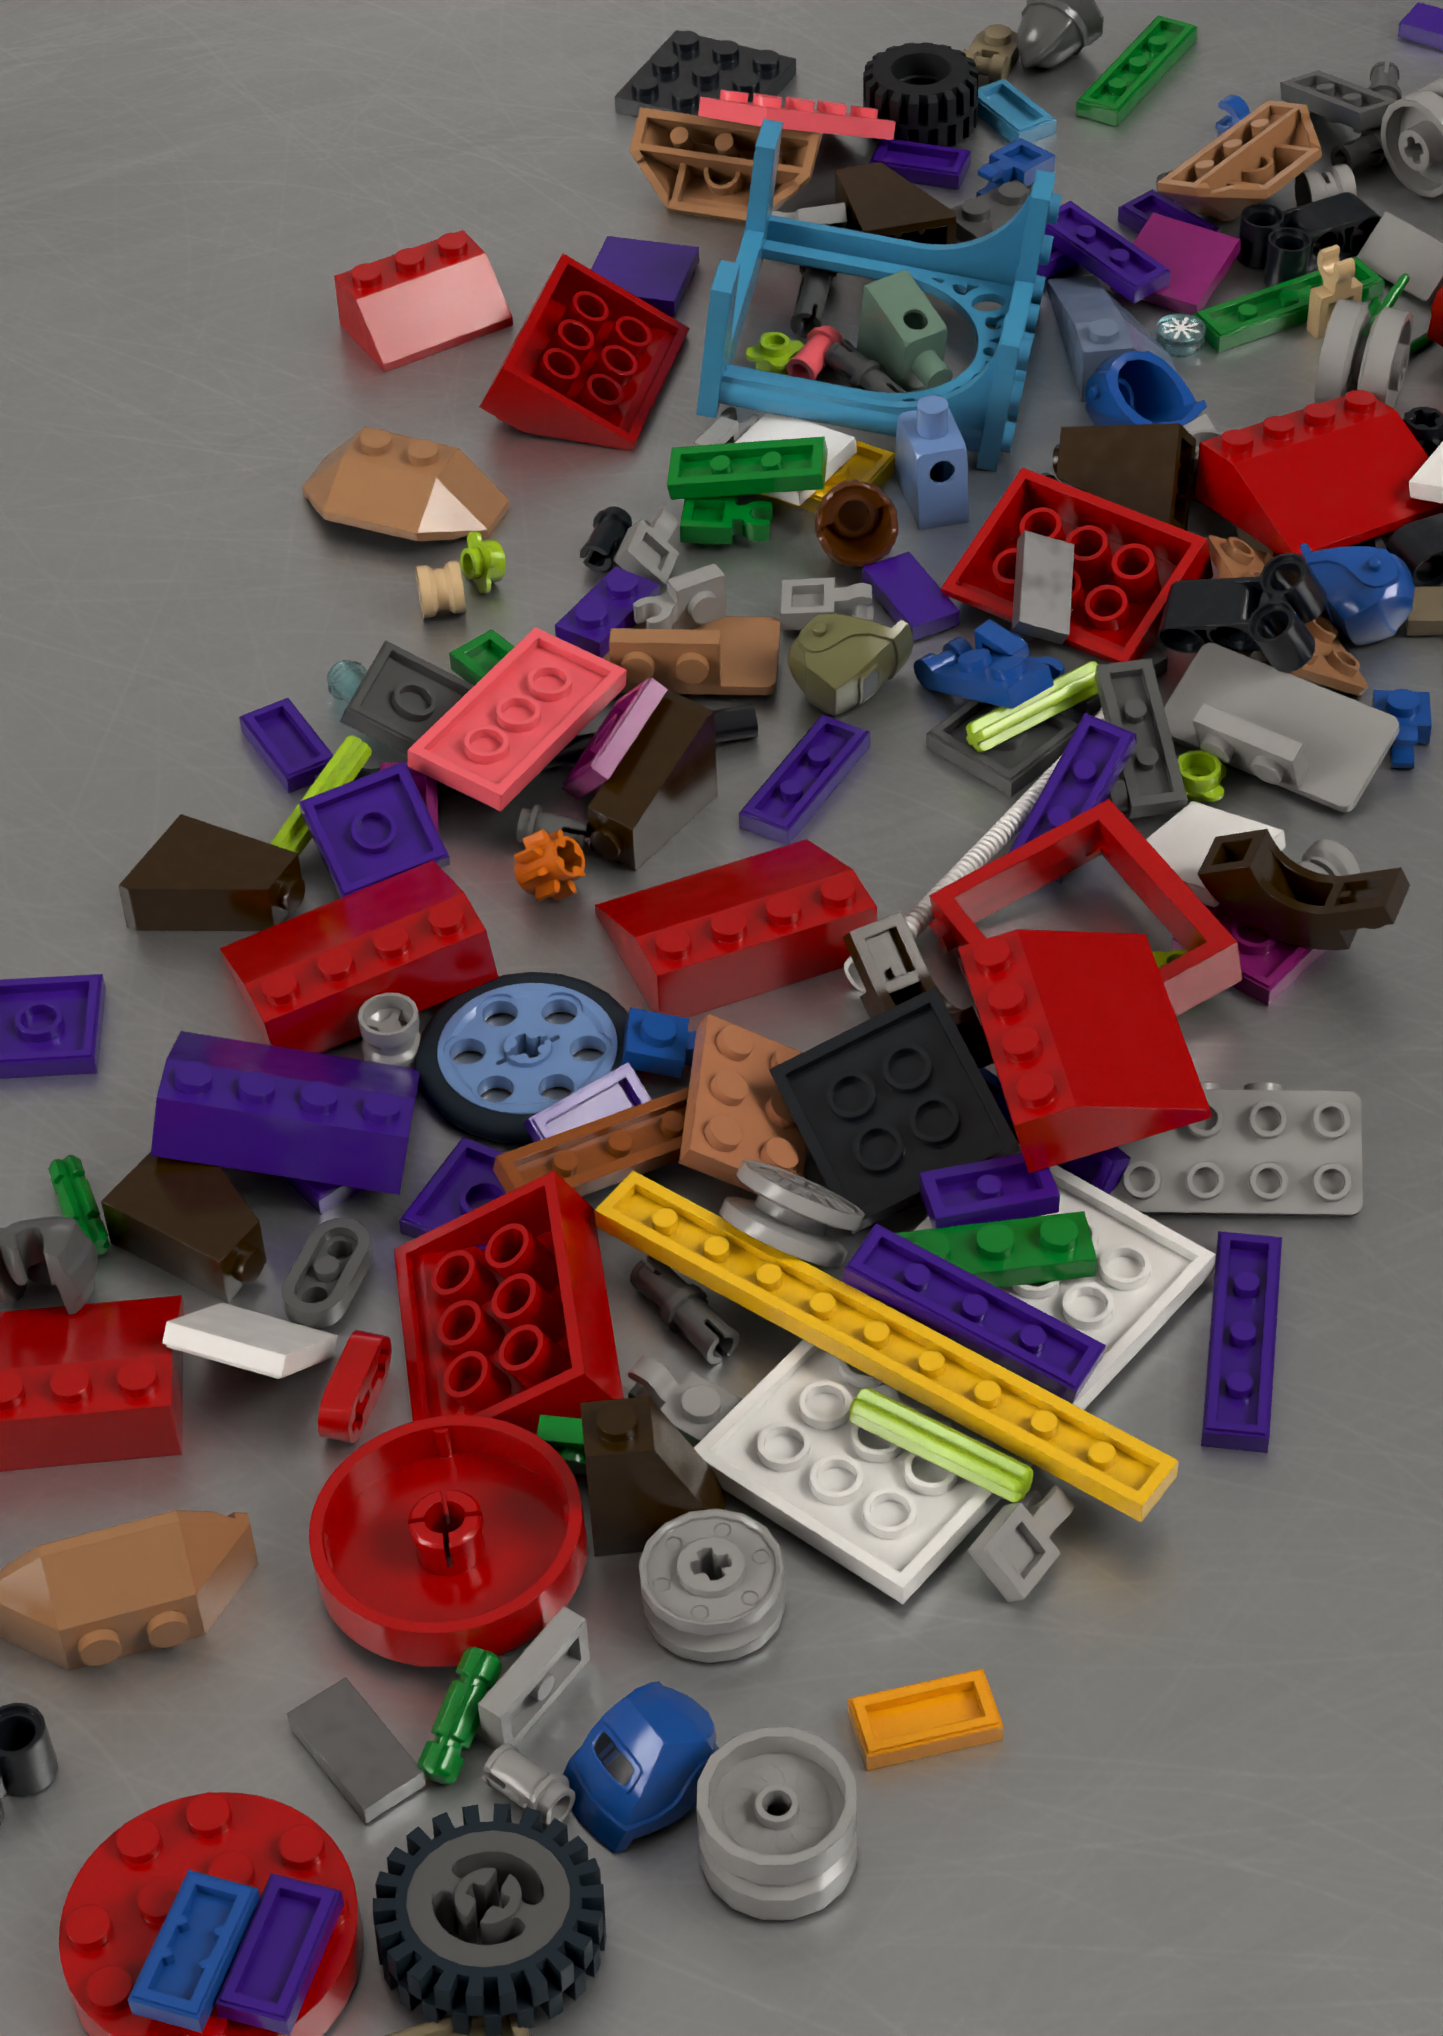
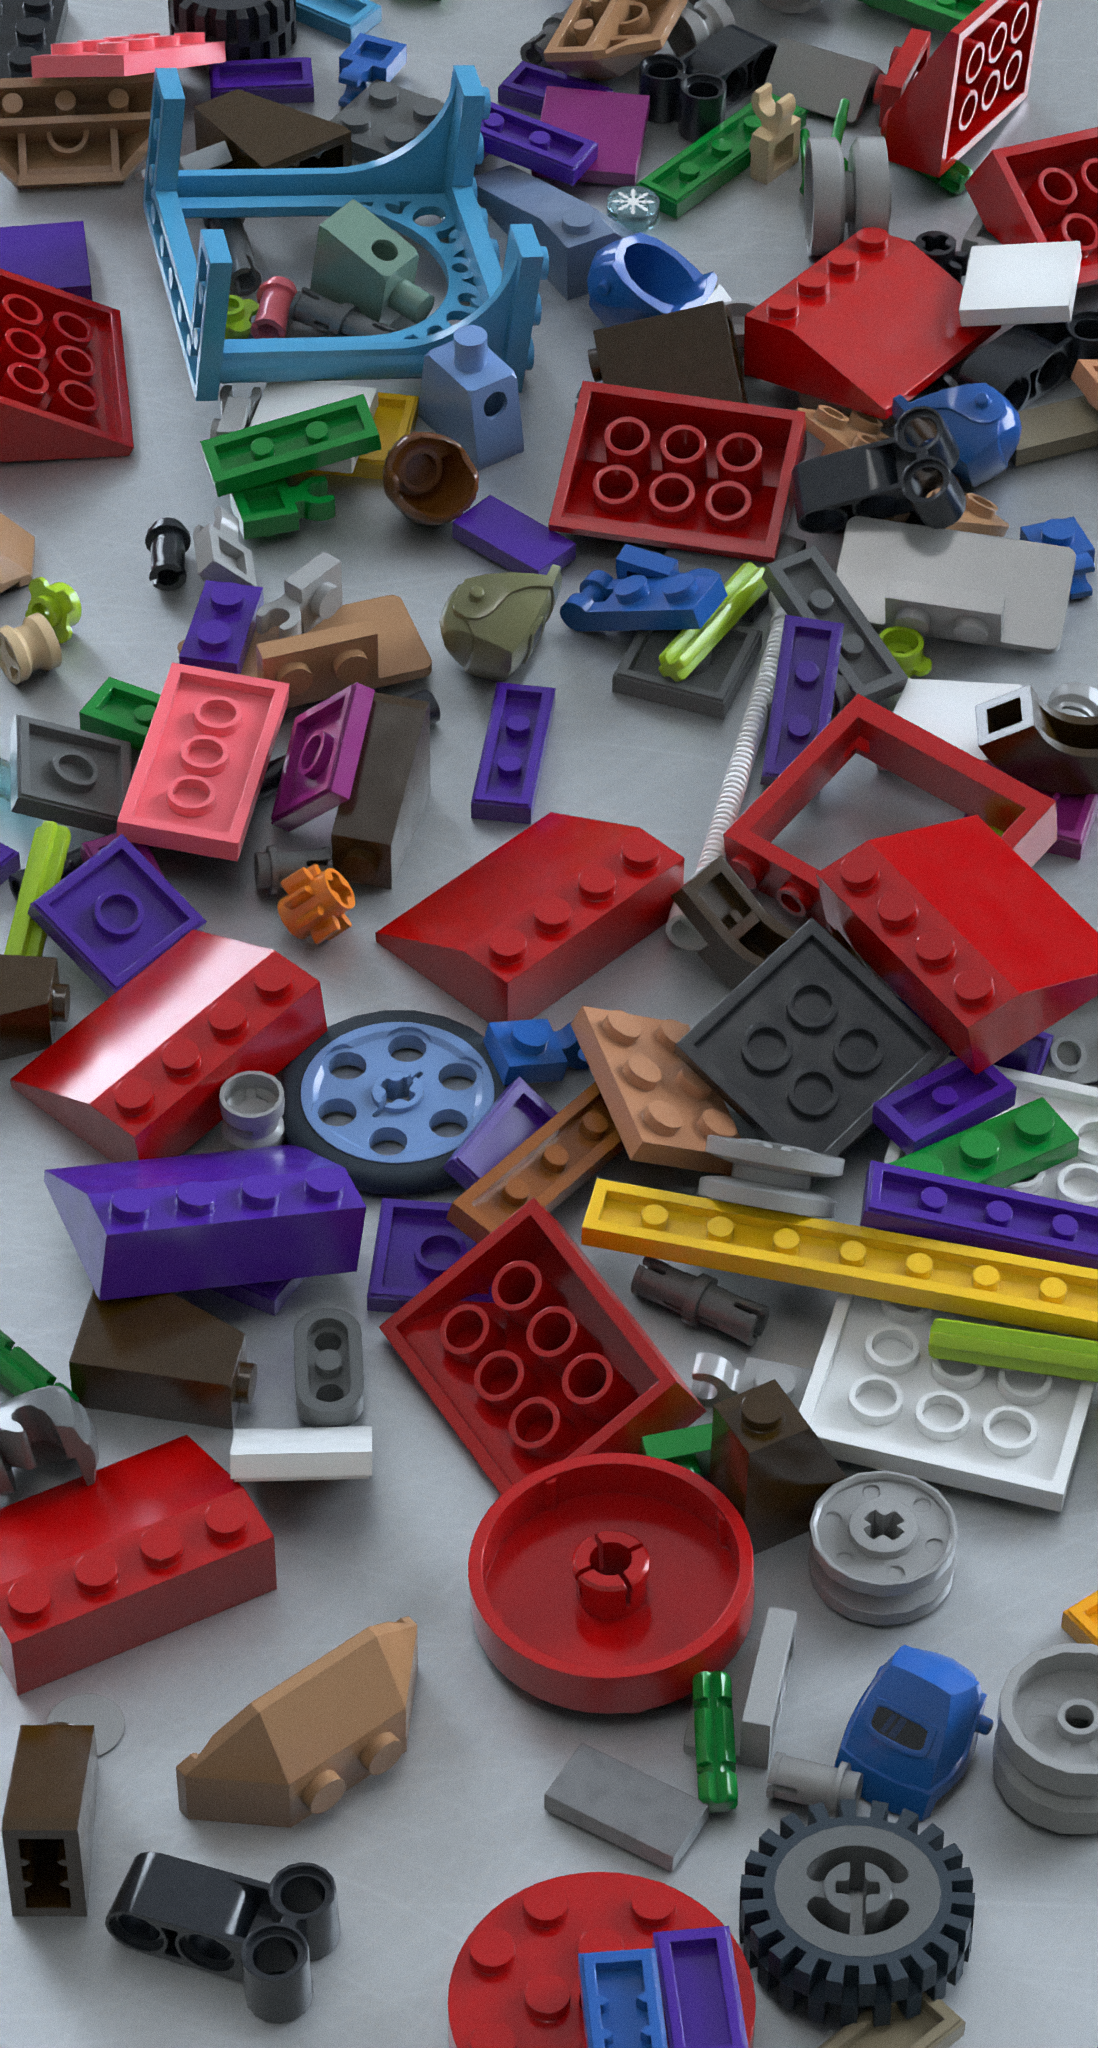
camera: 25 degrees left, 0 degrees up
(354, 1386) = (425, 1468): red beam -> none
(809, 597) = (429, 571): light grey plate -> none
(1043, 587) = (664, 499): flat silver tile -> none

